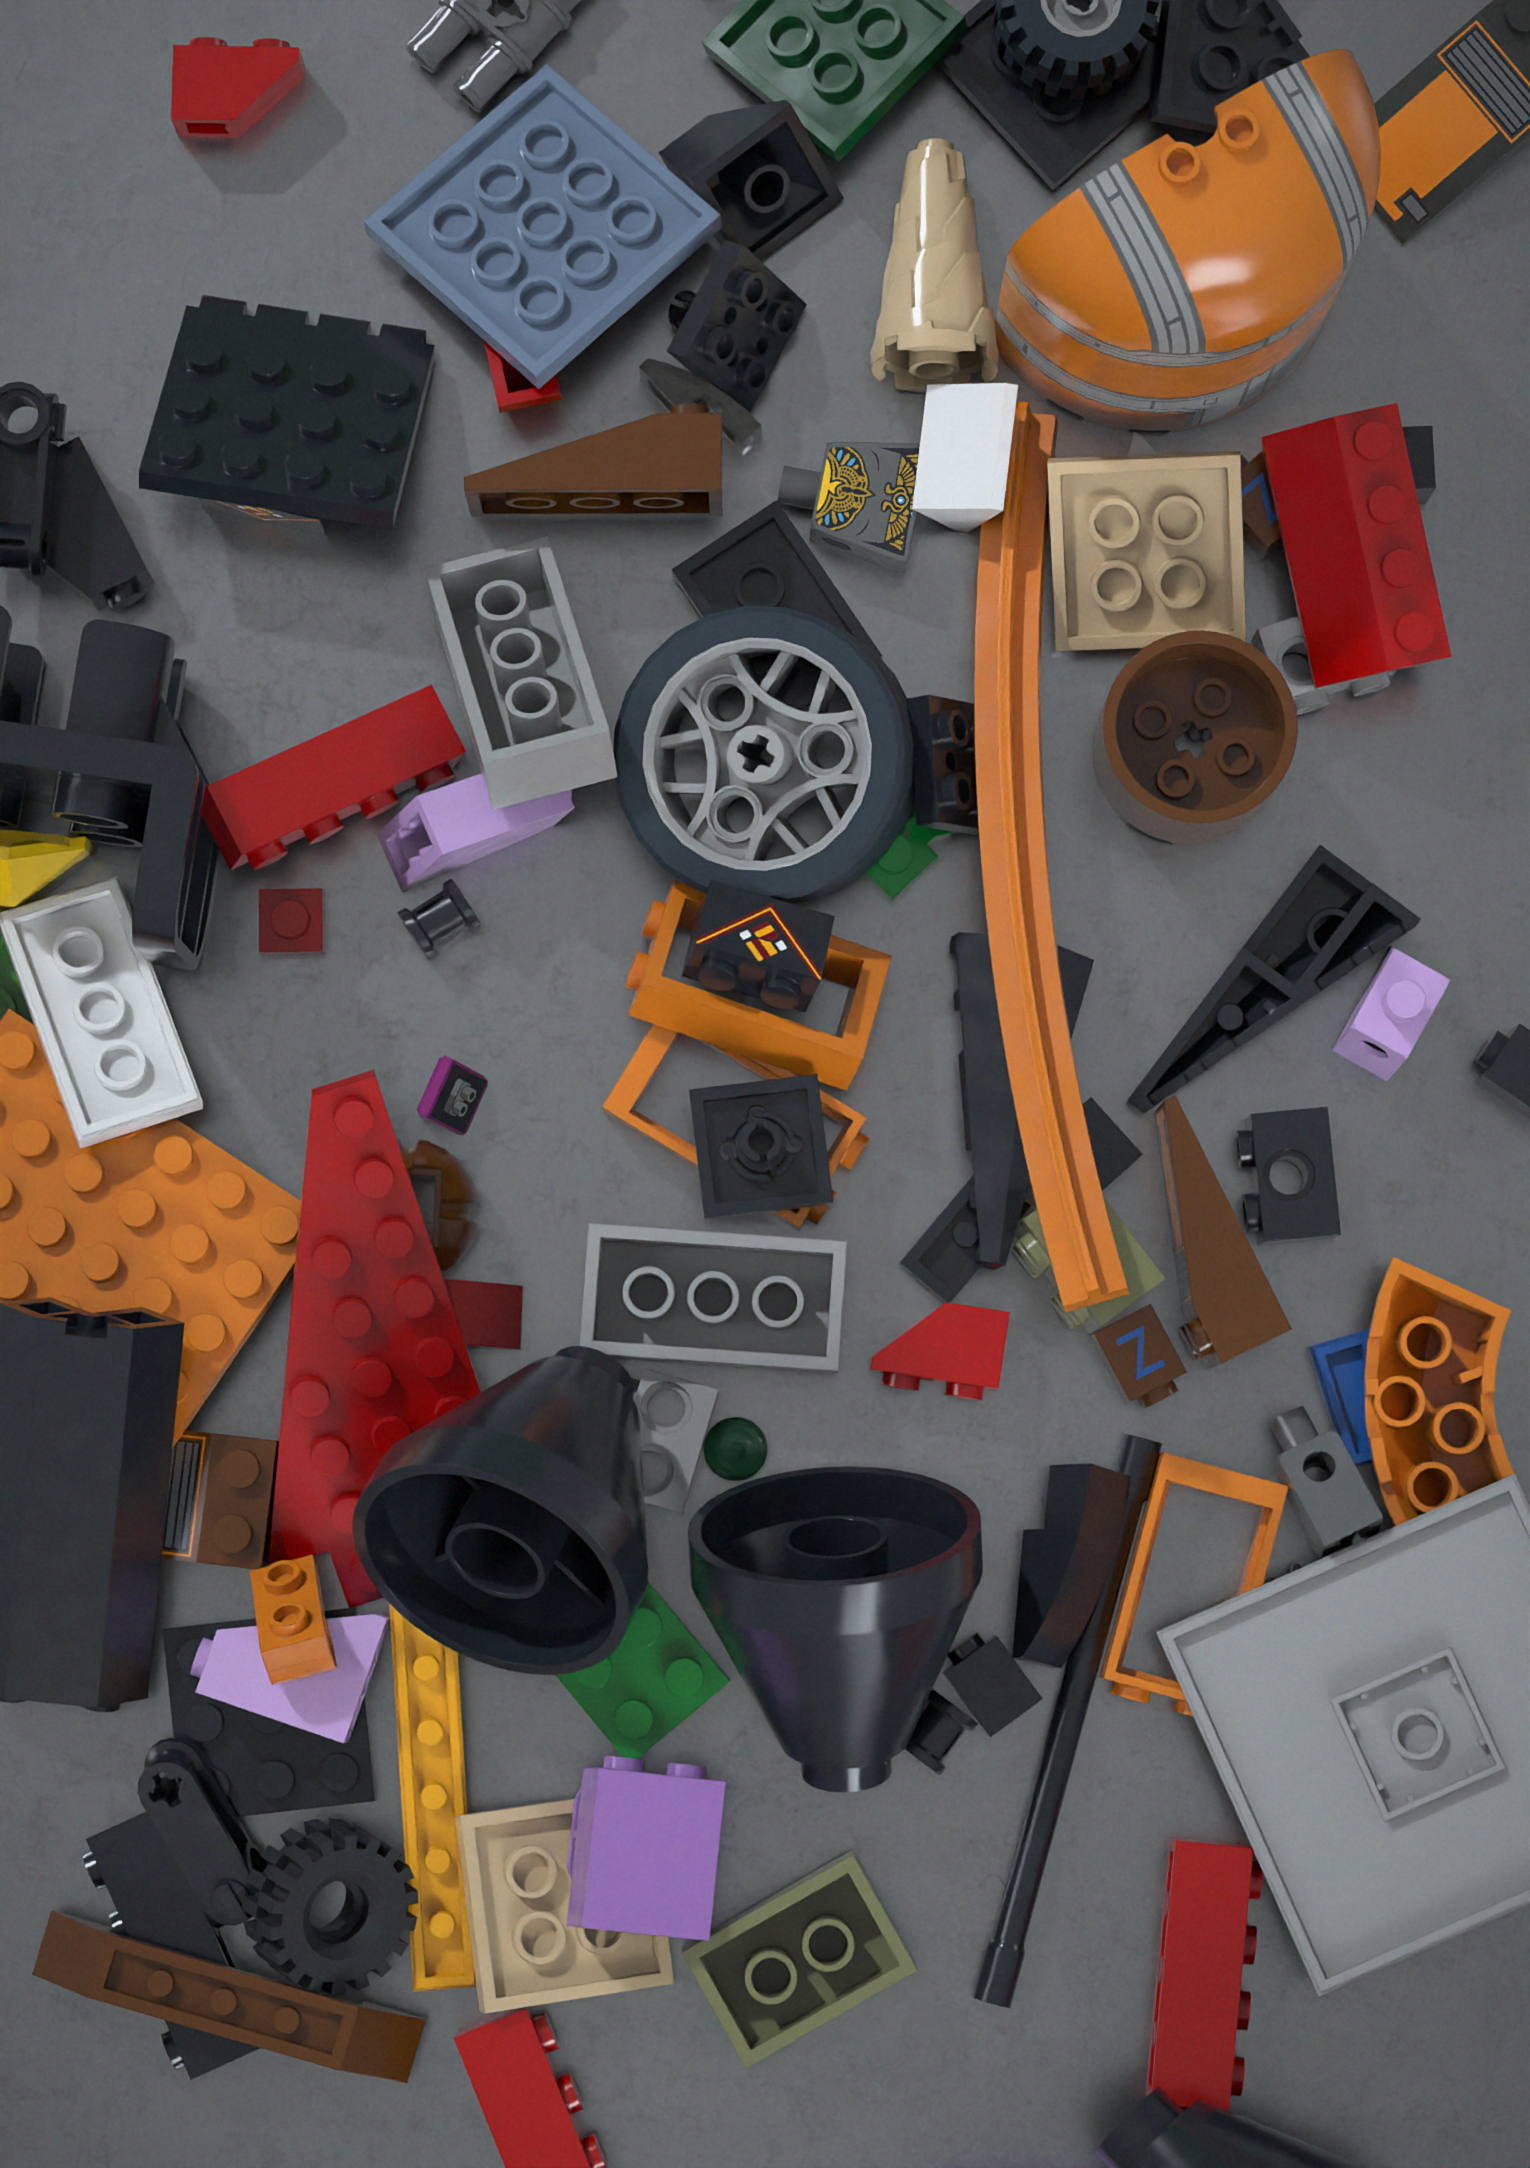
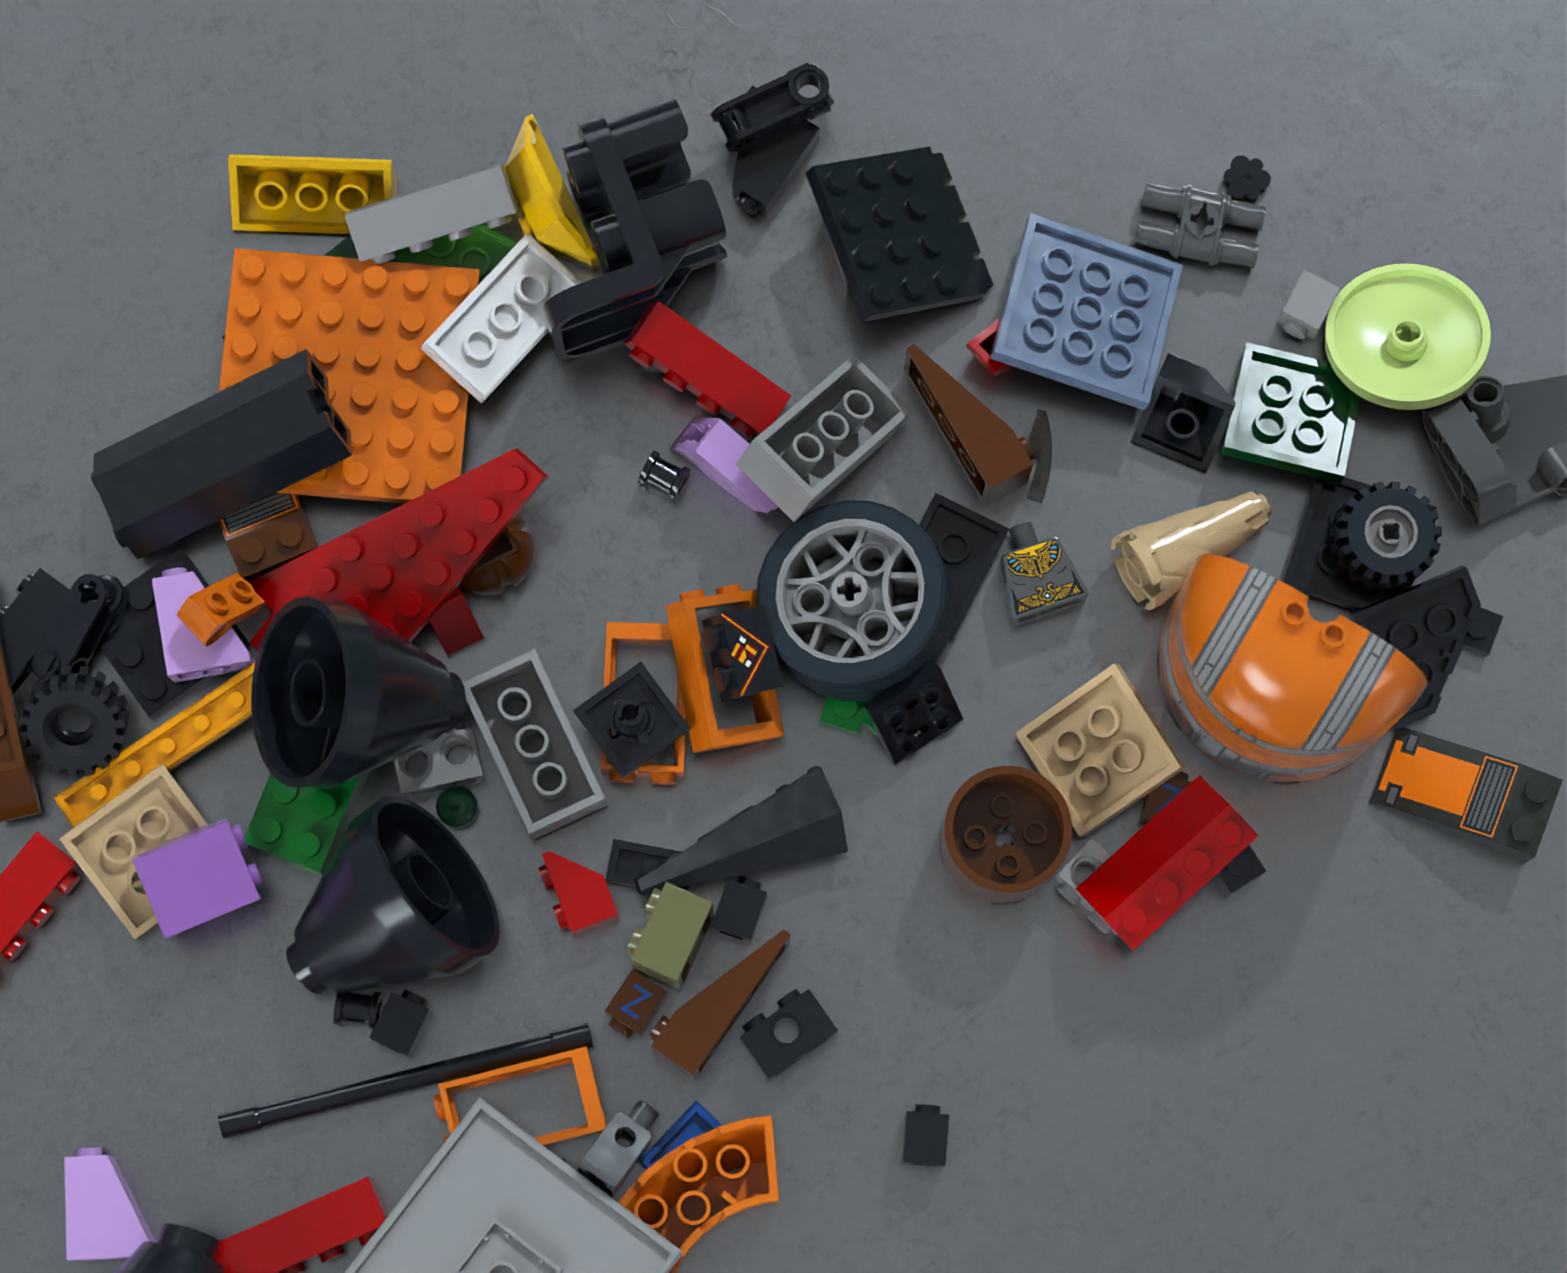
camera: 60 degrees right, 5 degrees down
(230, 88) = (1065, 102): red slope -> none
(292, 921) = (617, 397): red plate -> none
(452, 1096) = (568, 538): slope -> none
(735, 324) = (1093, 442): black plate -> none
(799, 1959) = (185, 1000): olive brick -> none
(964, 453) = (1093, 613): white slope -> none
(1019, 879) = (871, 772): orange piece -> none
(1067, 1561) = (494, 1027): black slope -> none
(1308, 940) = (933, 969): black wedge -> none
(1391, 1014) = (916, 1038): lavender torso -> none

